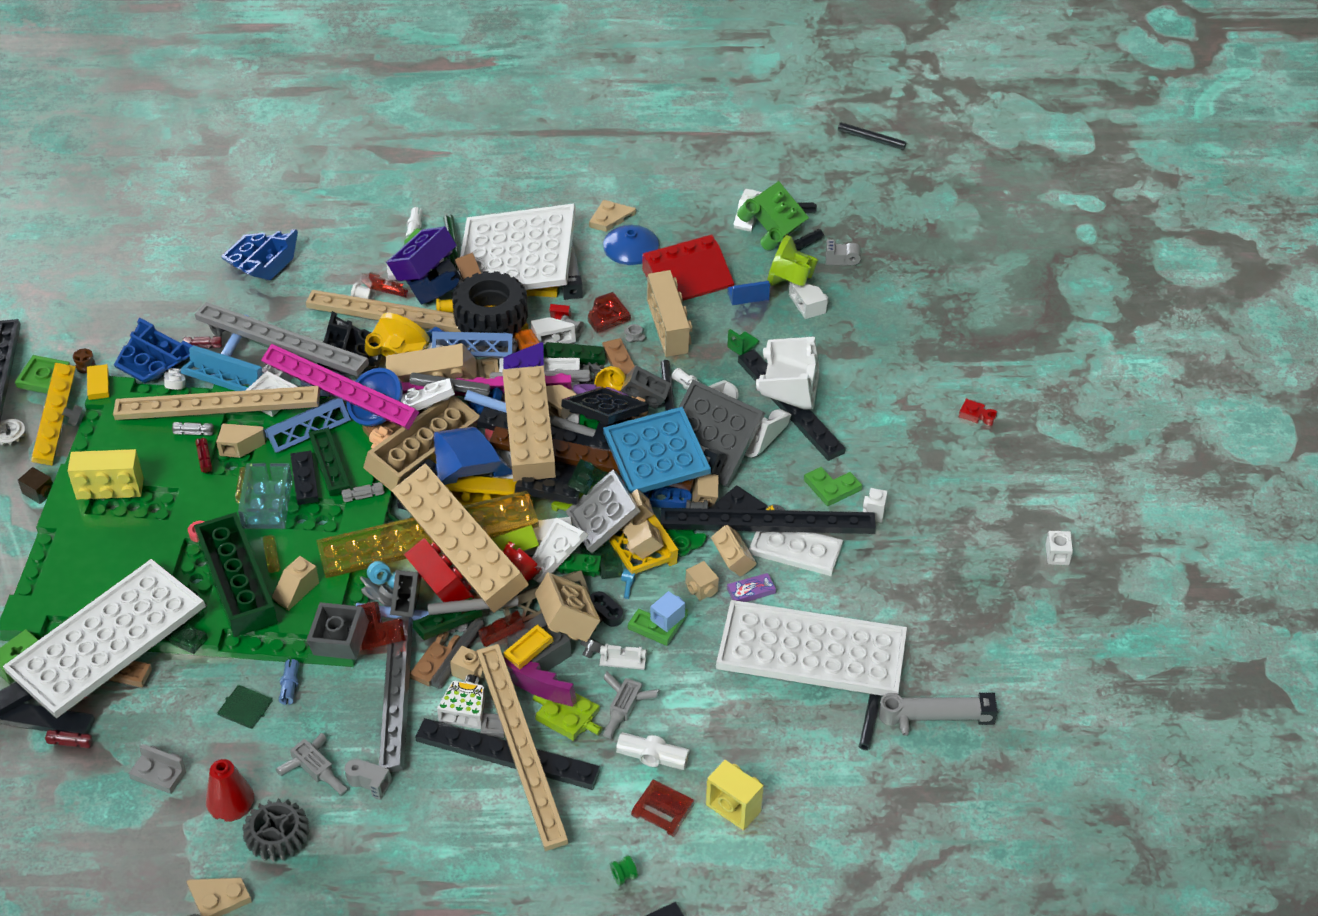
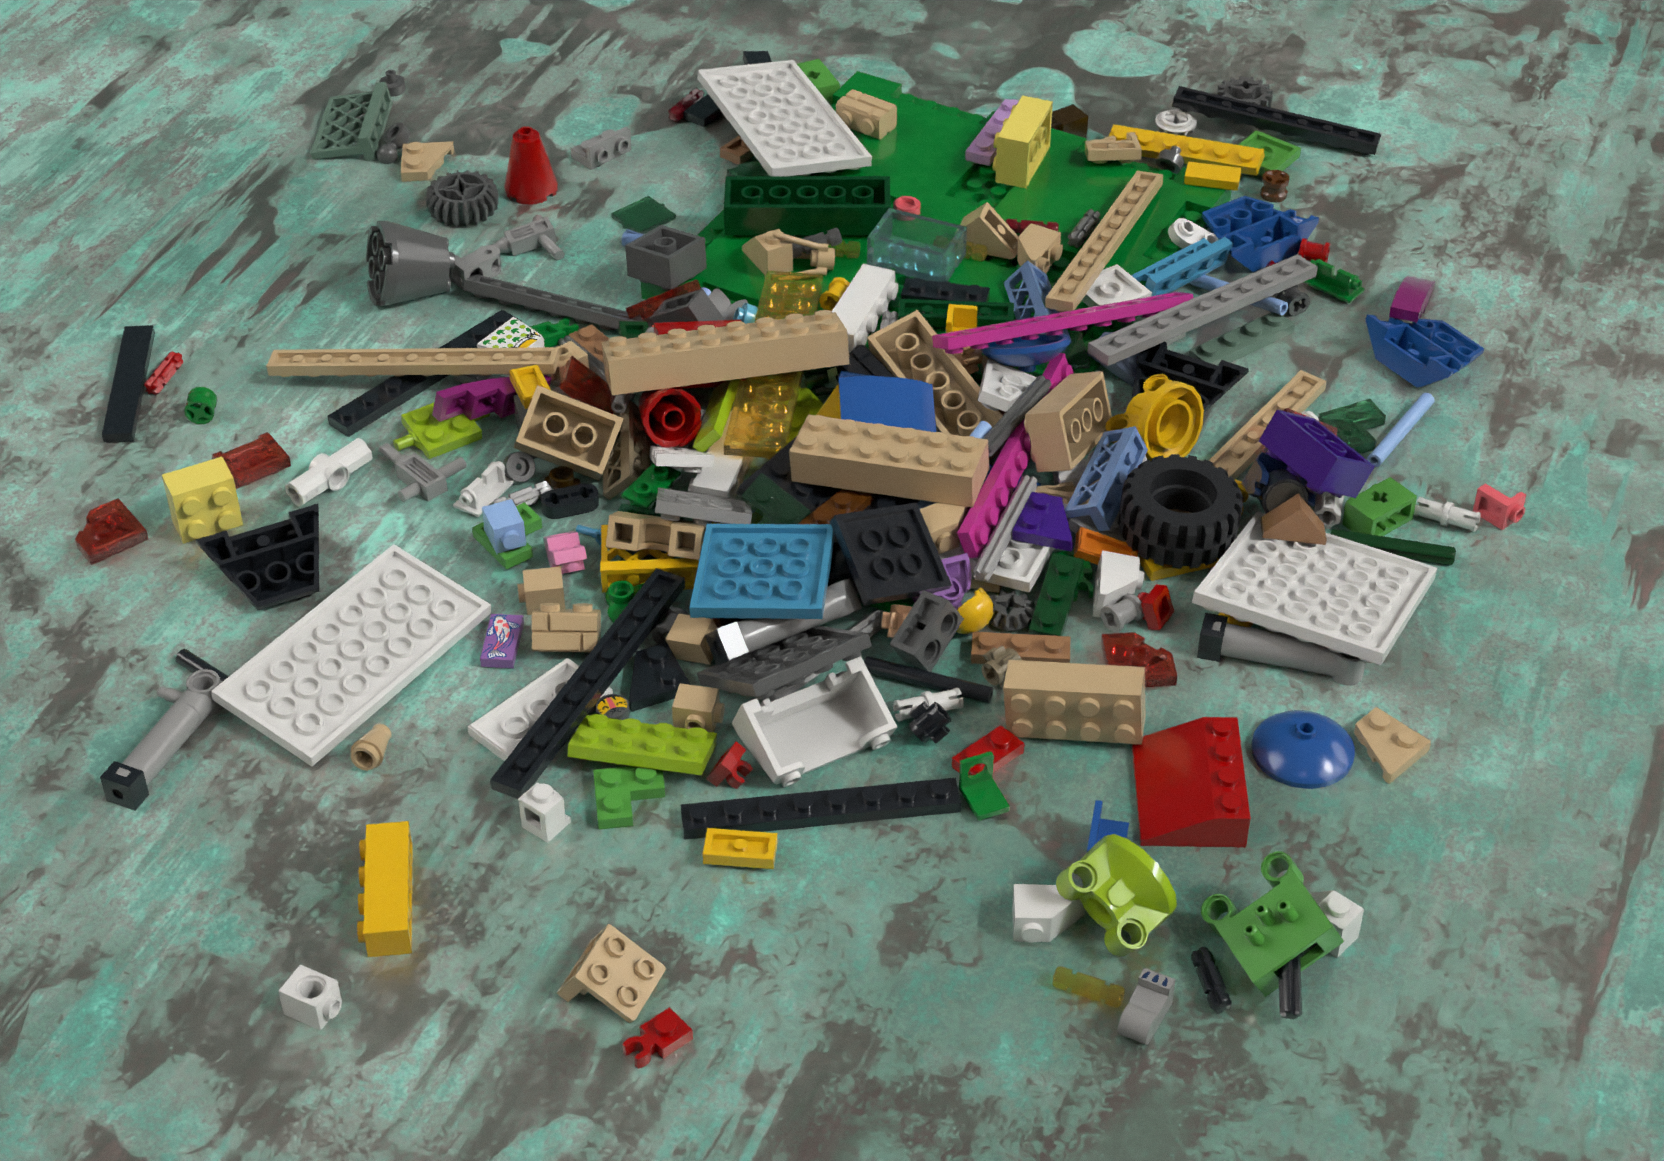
camera: 115 degrees right, 5 degrees down
(72, 511) = (982, 147): none -> lavender plate
(80, 436) = (1109, 149): none -> tan wing
(80, 588) = (867, 114): none -> tan brick
(164, 322) = (1315, 251): none -> red bush
(188, 317) = (1342, 285): none -> green hinge
(203, 268) = (1411, 298): none -> magenta slope
(226, 471) = (989, 229): none -> tan slope
(278, 552) = (832, 237): none -> dark grey axle
(292, 551) = (821, 258): none -> tan plant
(334, 528) = (836, 289): none -> yellow bush
(340, 257) = (1401, 429): none -> light blue piece
(345, 276) = (1354, 422): none -> clear green plate
(349, 509) = (865, 302): none -> white brick
(350, 454) = (961, 317): none -> yellow panel
(400, 205) = (1499, 508): none -> coral bracket
(406, 806) = (406, 263): none -> dark grey cone
(429, 694) = (553, 332): none -> green plate
(617, 634) = (528, 495): none -> light grey axle
(646, 358) = (996, 666): none -> dark tan gear
(665, 579) = (565, 551): none -> bright pink brick
(707, 373) = (930, 722): none -> black gear
(710, 352) = (1000, 742): none -> red plate
(756, 734) = (271, 561): none -> black wedge
(757, 472) = (697, 707): none -> tan brick
(783, 852) = (109, 531): none -> clear red plate
(789, 444) = (729, 765): none -> red tile
(791, 371) = (850, 802): white windscreen -> none
(798, 481) = (643, 744): none -> lime plate
(839, 277) = (1088, 986): none -> clear yellow axle
(842, 421) = (740, 848): none -> yellow plate
(877, 606) = (370, 749): none -> tan cone
(958, 442) = (614, 973): none -> tan bracket
(969, 549) = (386, 889): none -> yellow brick

